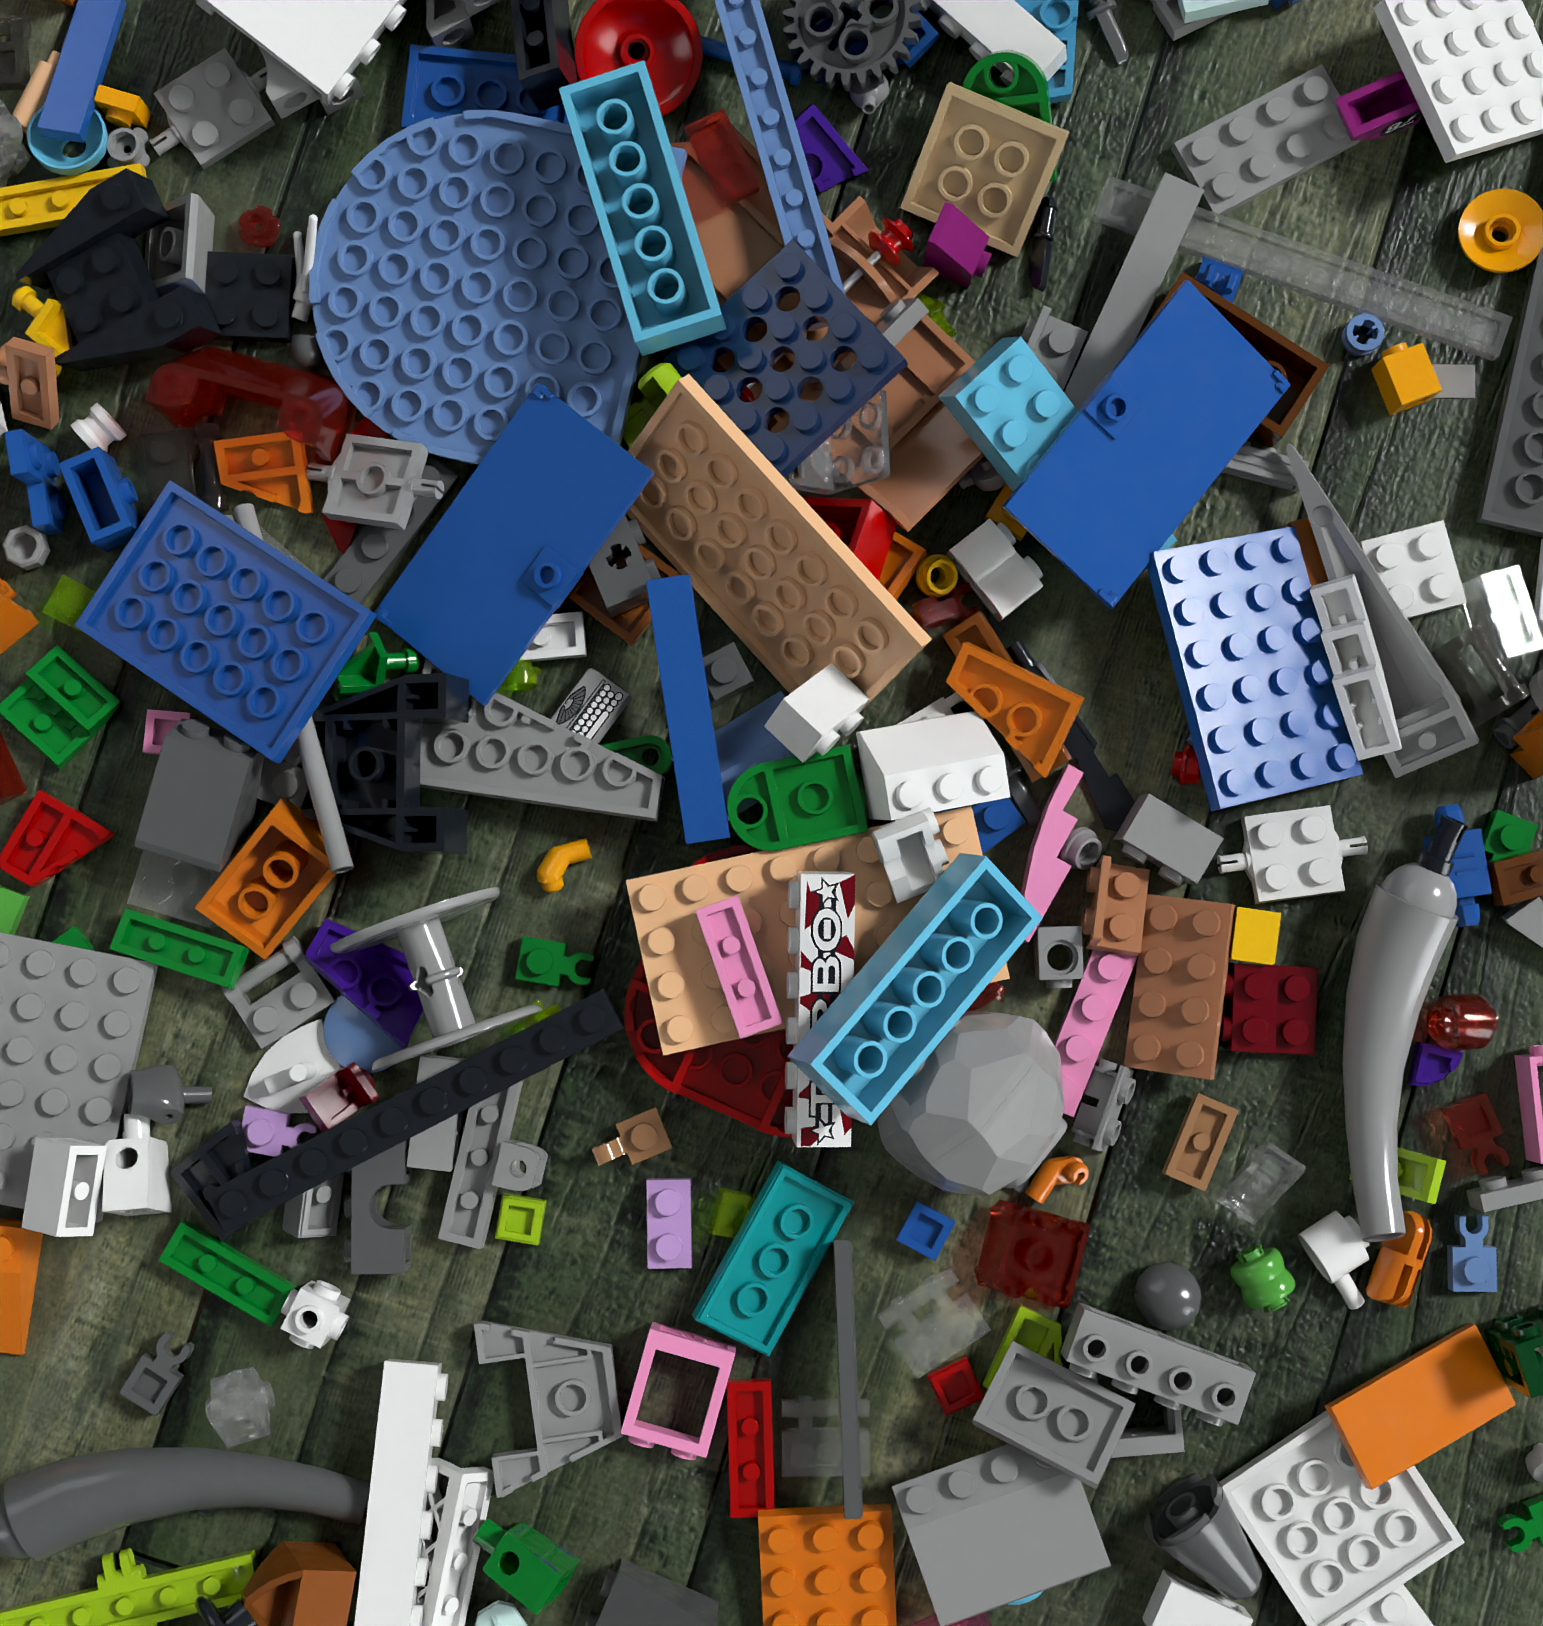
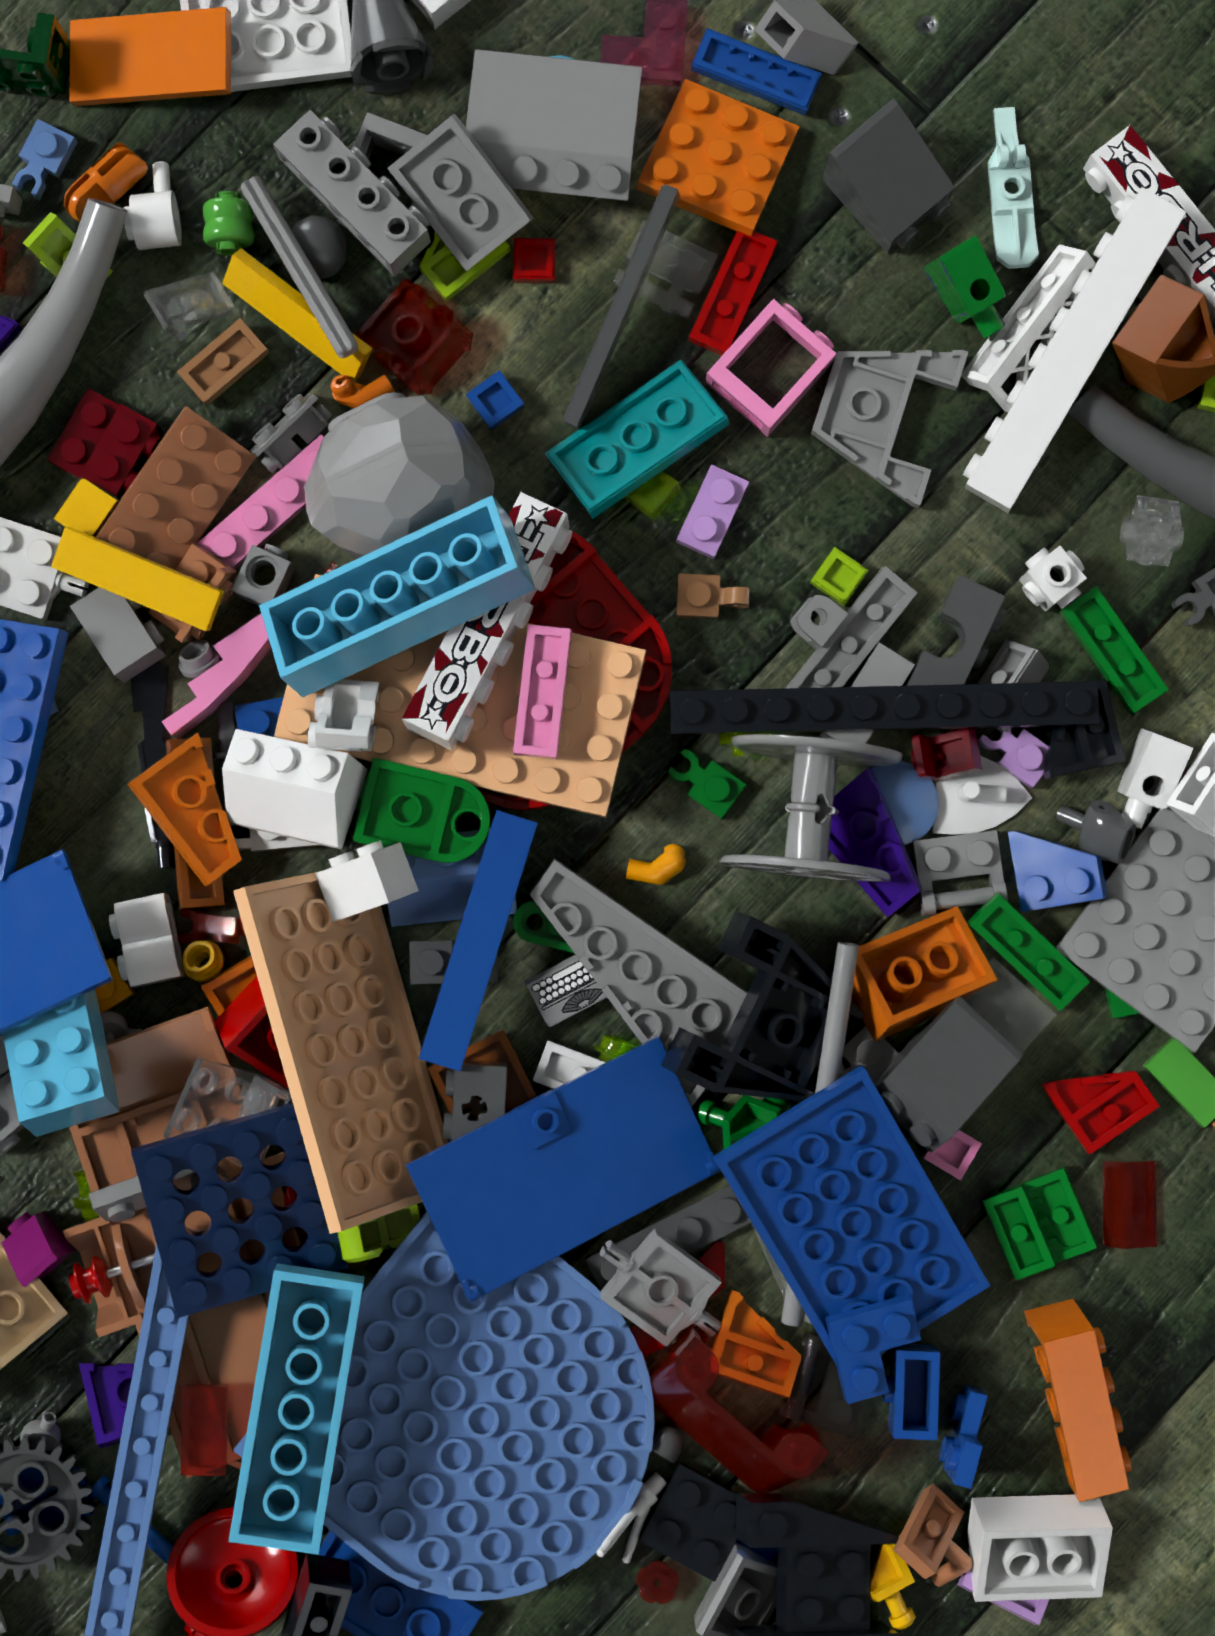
camera: 155 degrees left, 0 degrees up
(26, 547) = (1004, 1383): light grey tile -> none
(68, 601) = (986, 1313): clear neon green plate -> none
(98, 428) = (889, 1461): white wheel -> none
(168, 522) = (861, 1335): none -> blue plate
(187, 1033) = (1054, 874): none -> wing
(940, 1333) = (526, 309): clear plate -> none
(1153, 1220) = (289, 312): none -> yellow tile
(1172, 1266) = (299, 267): none -> light grey axle
(1173, 892) = (137, 578): none -> yellow tile
(1186, 766) = (69, 686): red plate -> none

